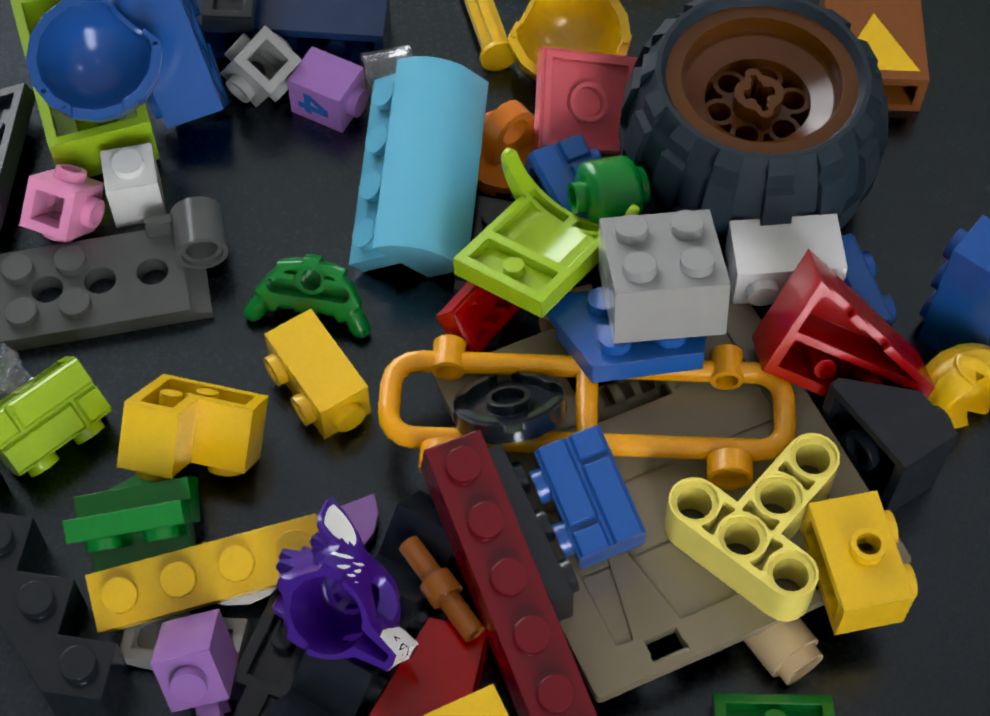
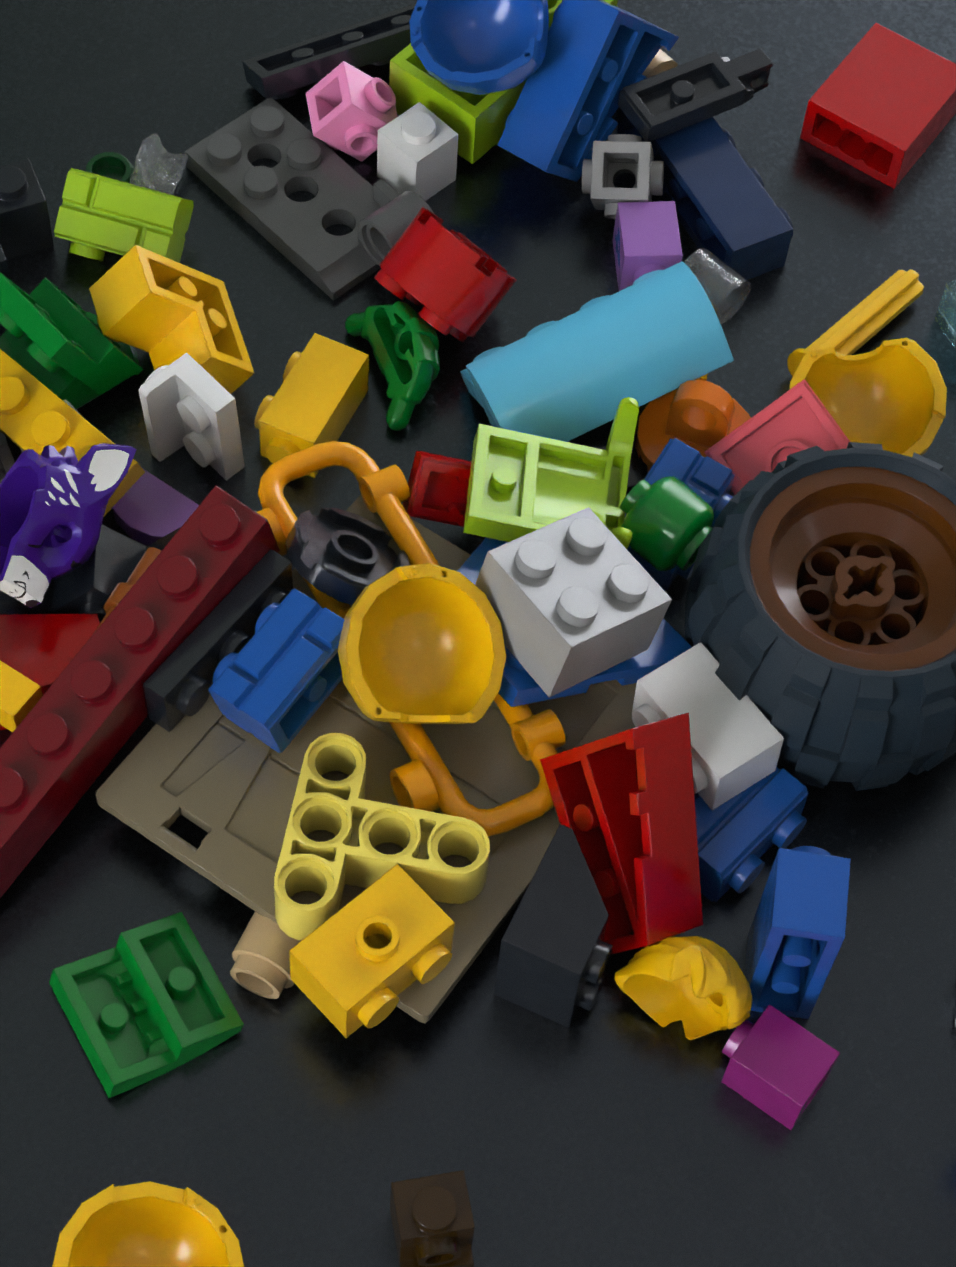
camera: 55 degrees right, 0 degrees up
(277, 217) = (446, 275): none -> red brick
(287, 450) = (195, 411): none -> white bracket
(648, 391) = (422, 648): none -> yellow cylinder

